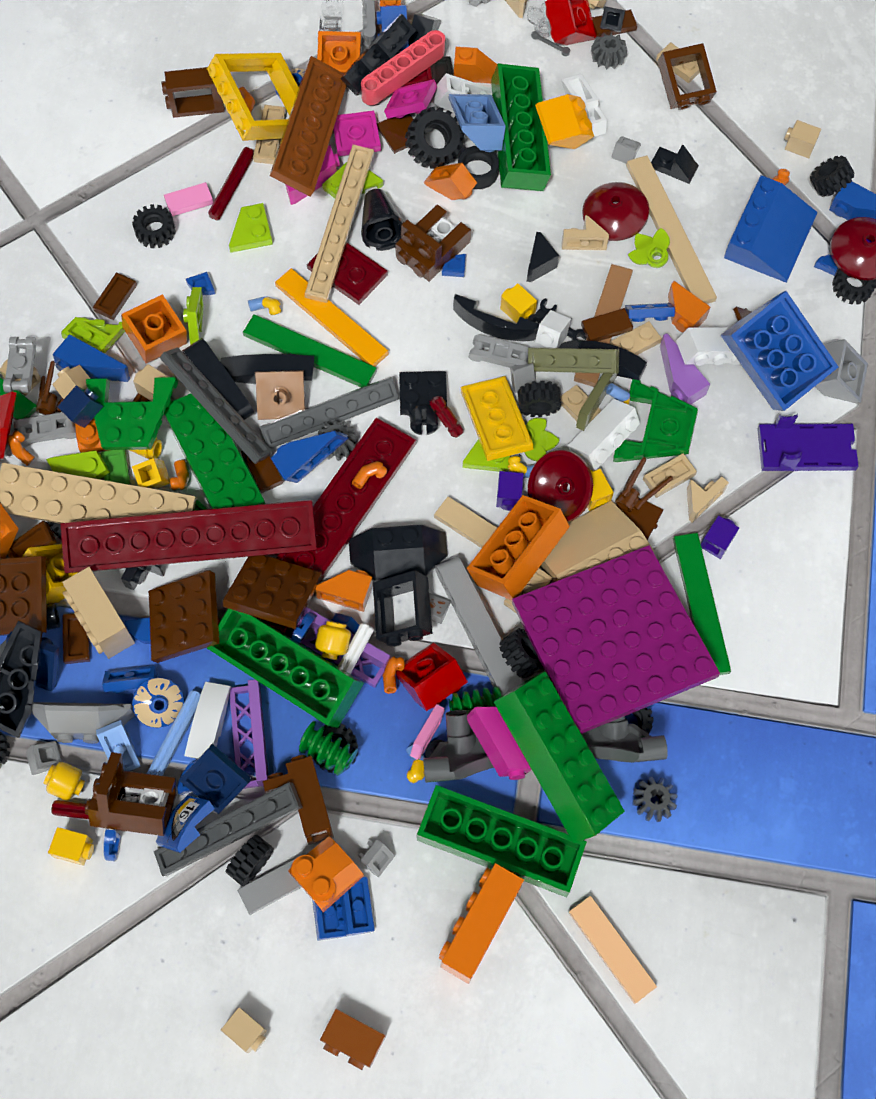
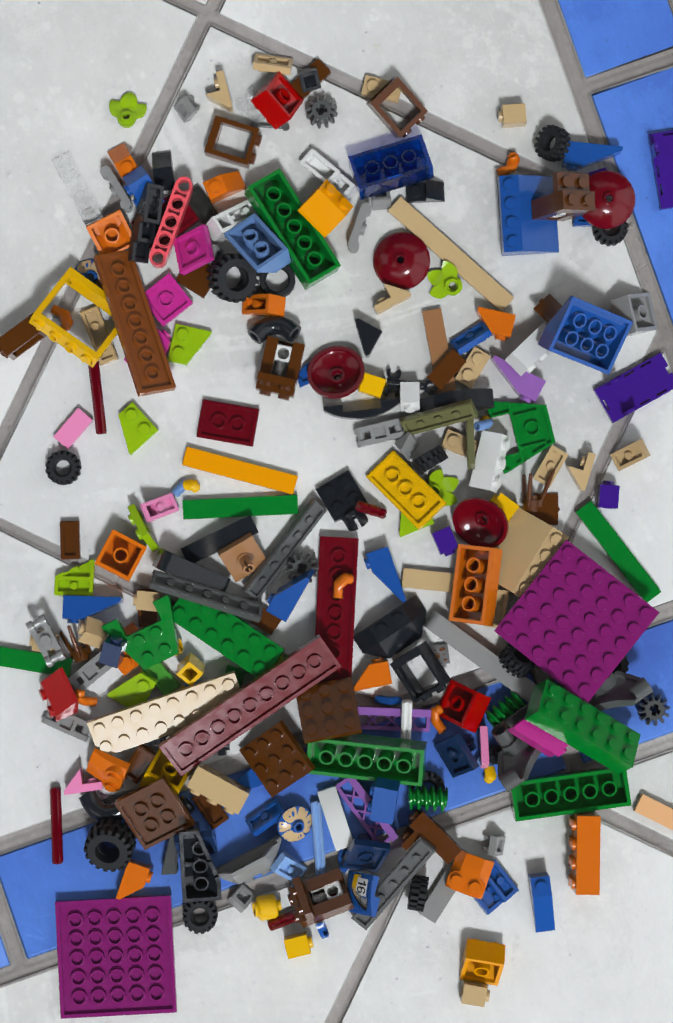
camera: 25 degrees left, 20 degrees up
(182, 478) = (209, 654): orange arm -> none
(201, 280) = (127, 495): blue tile -> none
(221, 304) = (159, 507): none -> bright pink slope
(274, 719) = (384, 800): none -> blue brick
(277, 996) = (482, 962): none -> light orange slope
(301, 631) = (363, 716): blue tile -> none
(332, 639) = (389, 723): yellow head -> none
(339, 224) = (202, 389): tan tile -> none
(352, 1039) = (542, 962): dark orange brick -> none
(380, 221) = (230, 370): black cone -> none
(391, 722) = (457, 754): none -> dark blue tile
(393, 962) = (542, 901): none -> blue slope
(425, 480) = (384, 569): none -> blue slope
(453, 203) = (274, 325): none -> black cylinder
(487, 270) = (334, 363): none -> dark red dish
(494, 21) = (214, 137): none -> reddish brown window
(516, 466) = (445, 519): yellow arm -> none
(589, 160) = (359, 227): none -> light grey plate
(652, 120) = (391, 166): none -> clear blue brick
(768, 506) = (630, 454): none -> tan slope
(819, 221) = (569, 198): none -> reddish brown brick

